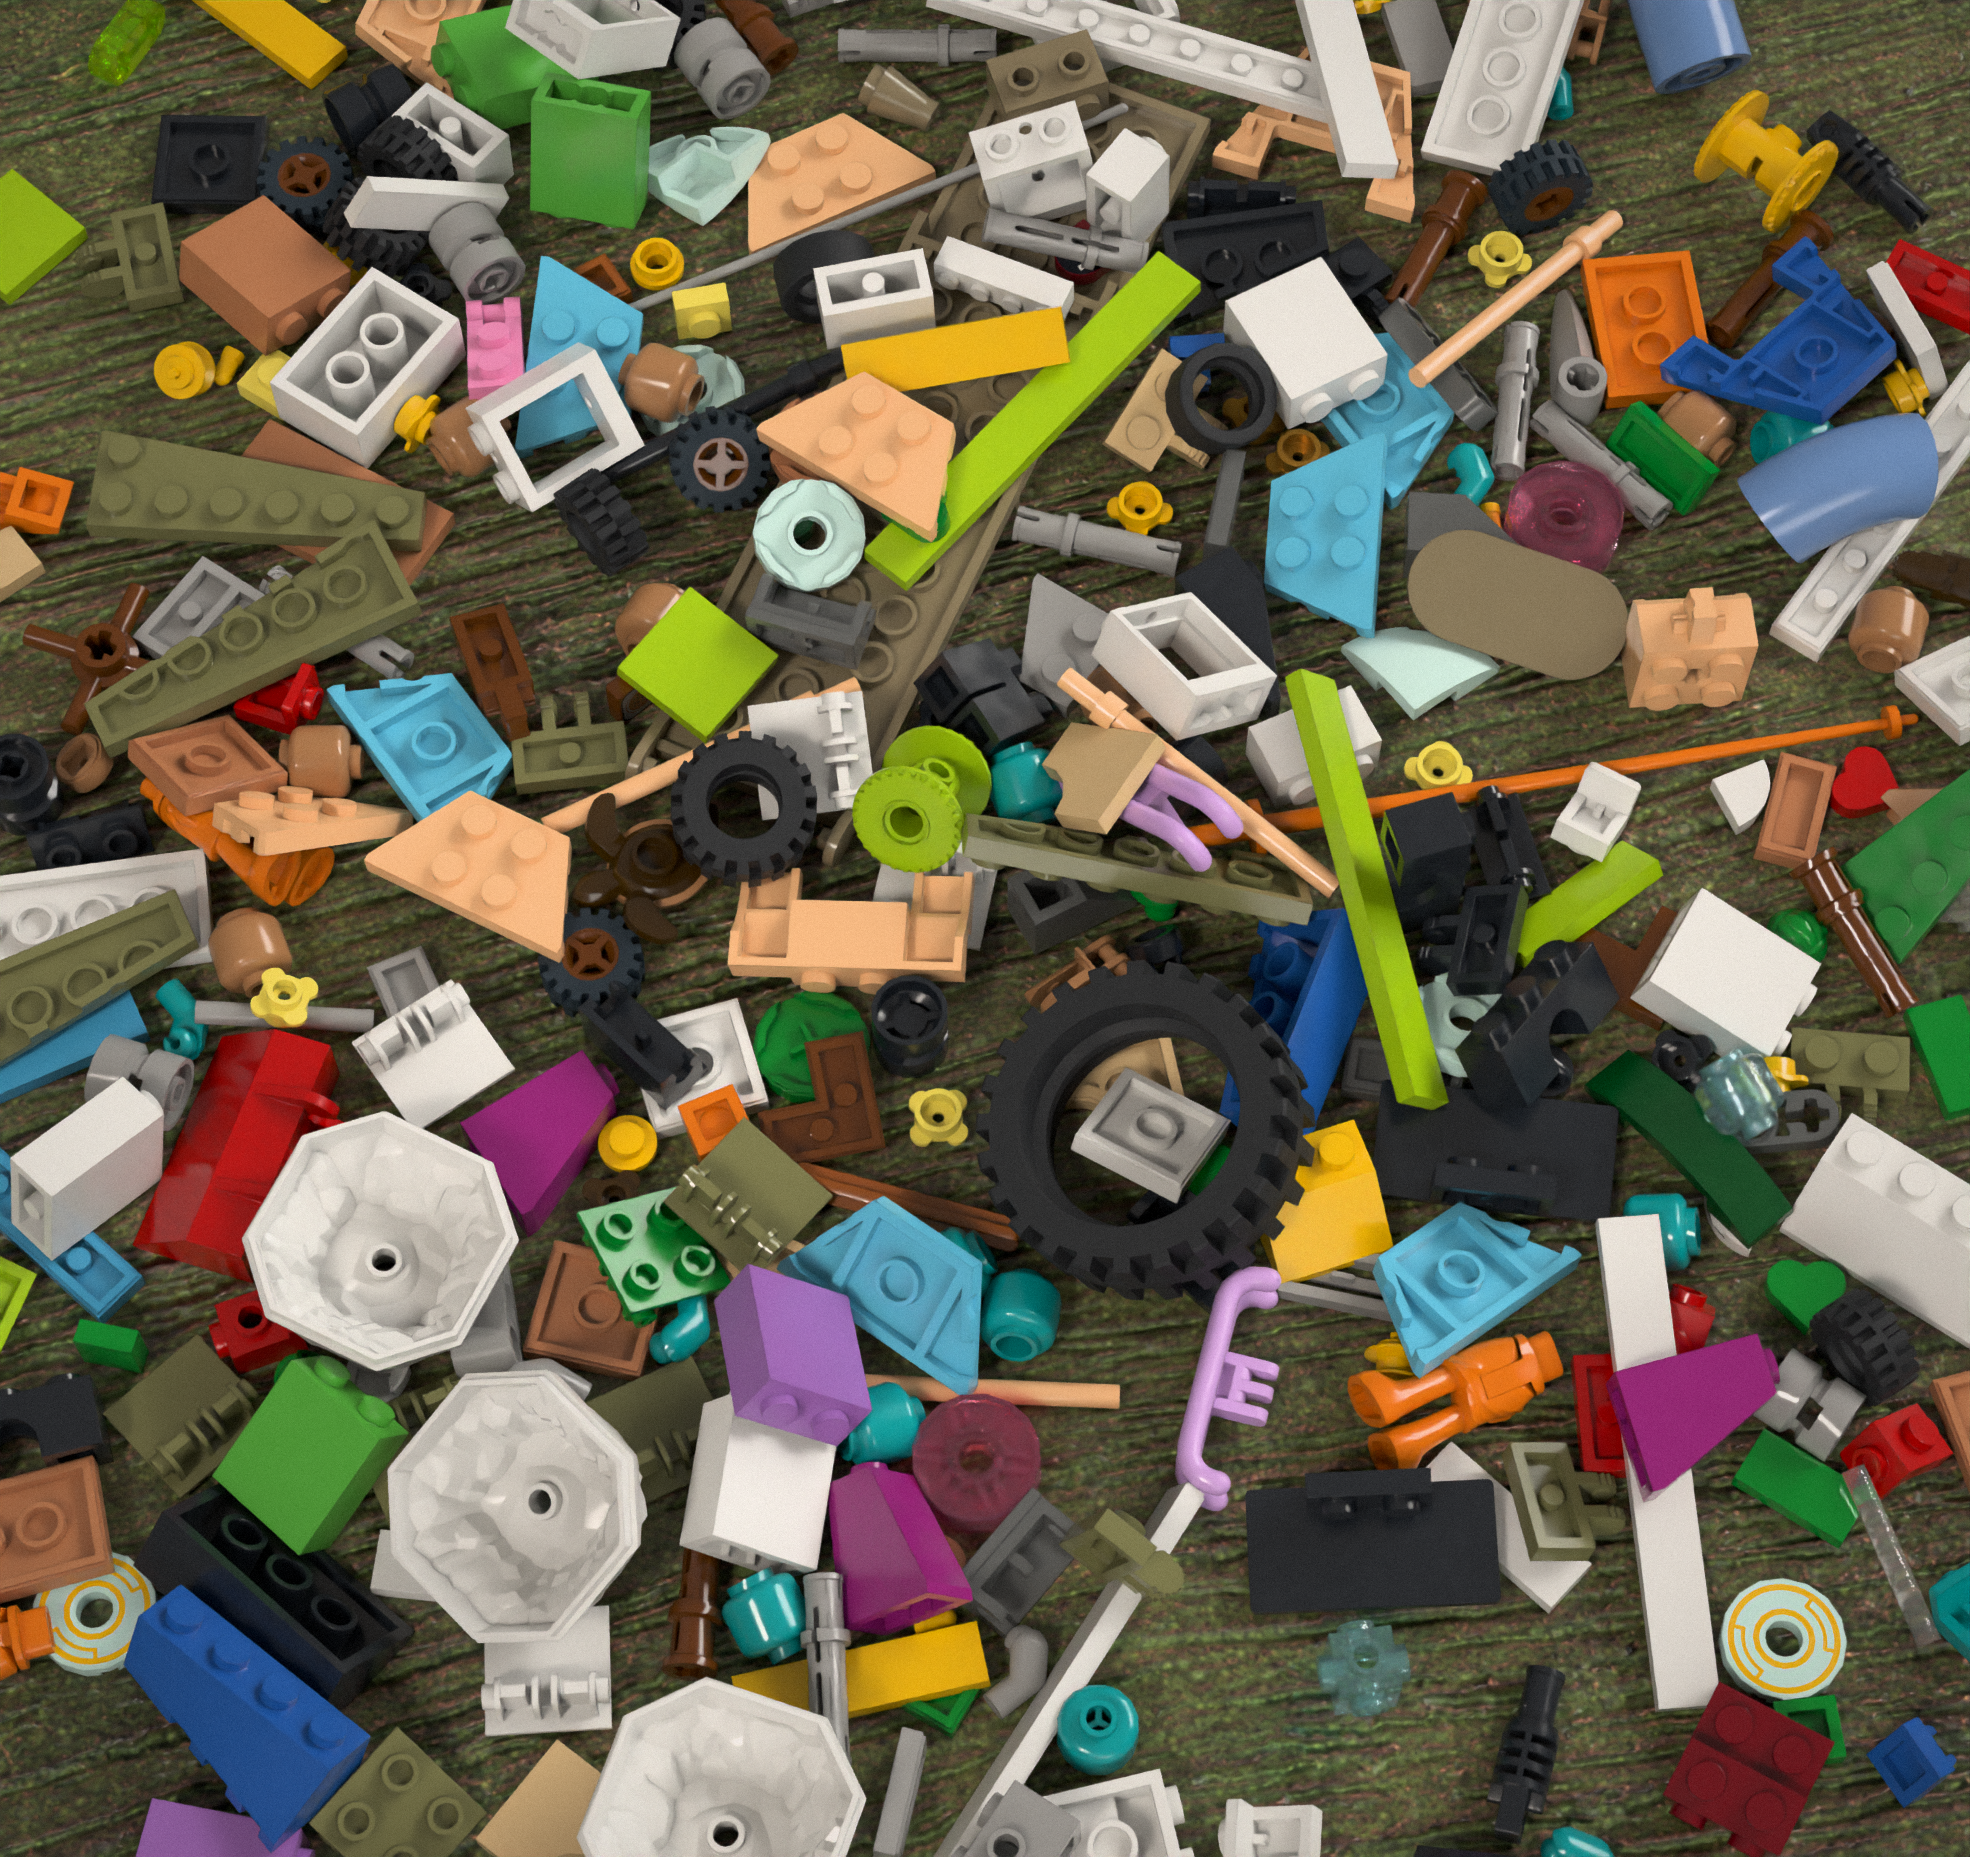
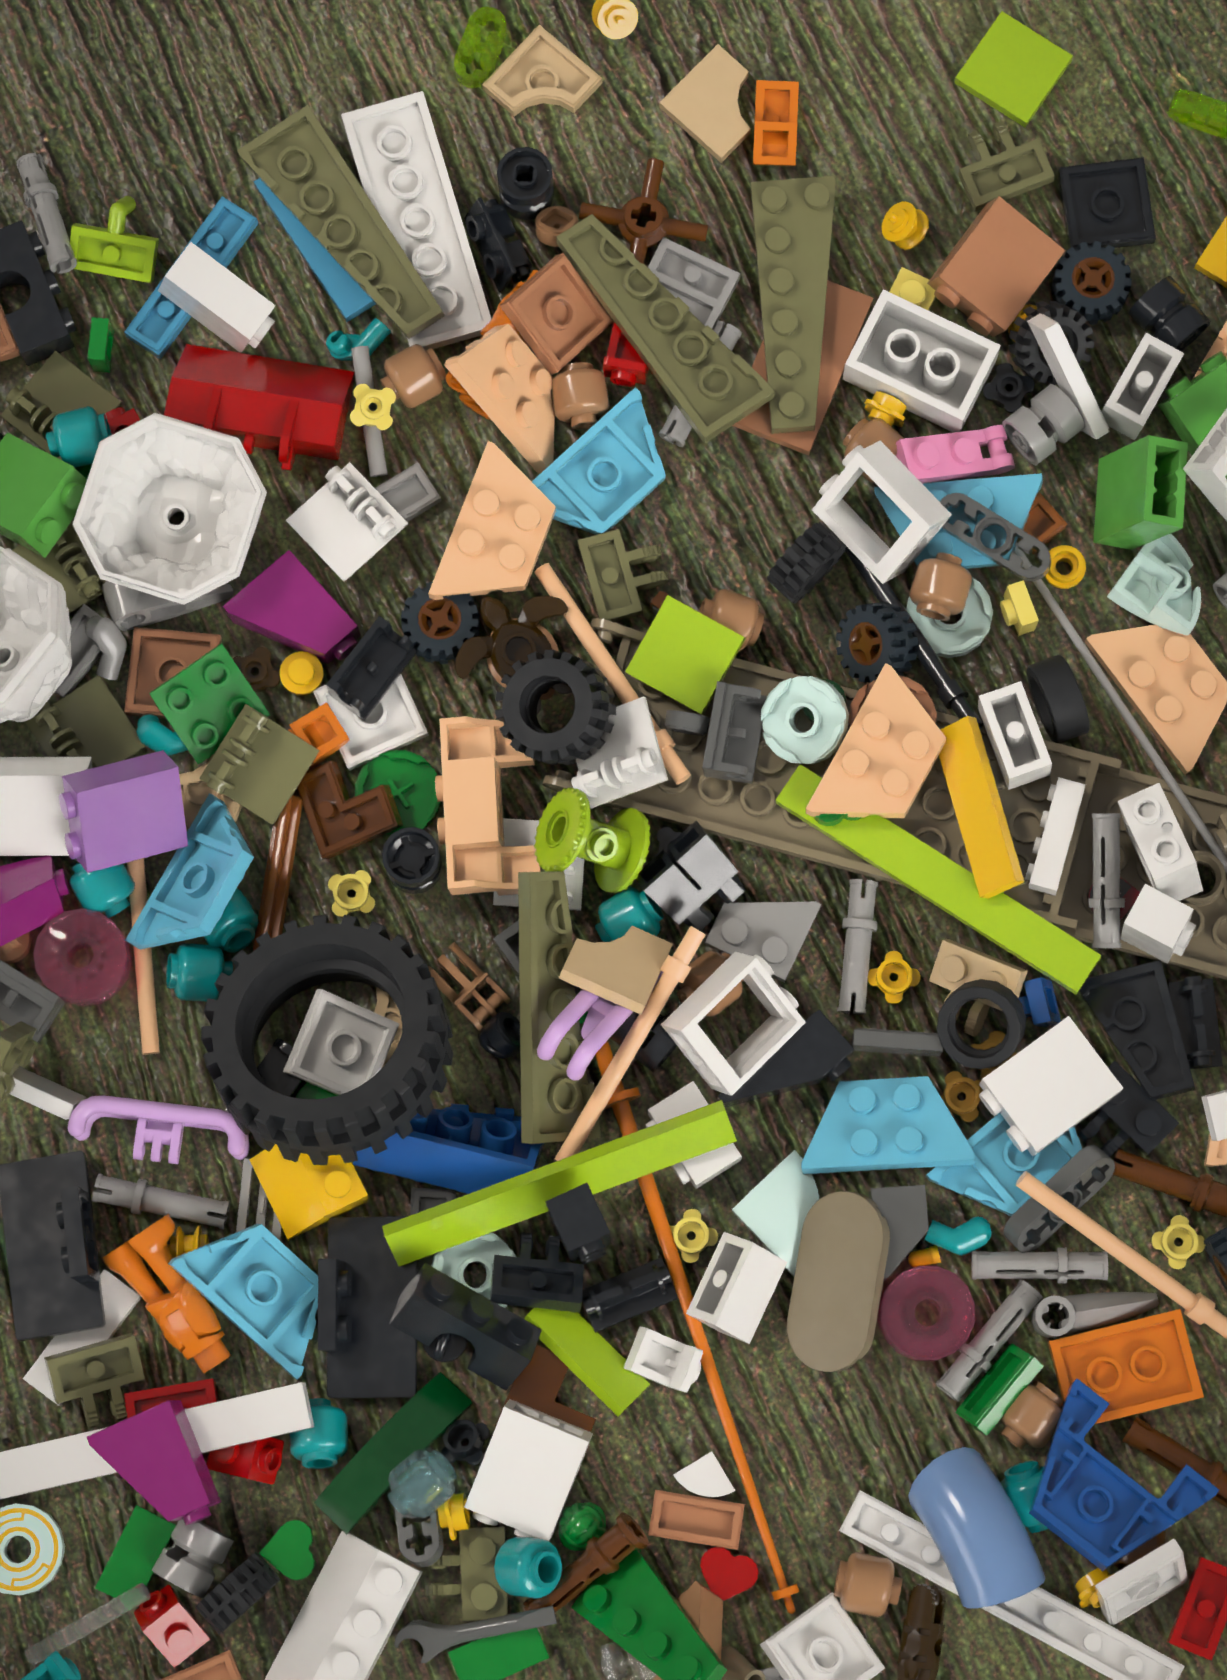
camera: 85 degrees right, 15 degrees up
(160, 1073) = (301, 314): light grey wheel -> none
(228, 365) = (920, 257): yellow piece -> none
(245, 1360) = (77, 435): none -> teal head
(404, 151) = (1113, 354): black tyre -> none
(495, 666) = (676, 507): reddish brown hinge -> none
(650, 295) = (1027, 543): none -> dark grey beam
(787, 671) = (687, 723): none -> dark grey tile
(1317, 1424) = (160, 1201): none -> light grey pin
(1513, 716) = (736, 1287): none -> white brick
(1689, 650) = (811, 1420): light nougat hinge -> none
(1851, 990) = (528, 1567): none -> teal head
(1929, 1121) = (440, 1637): none -> dark grey piece

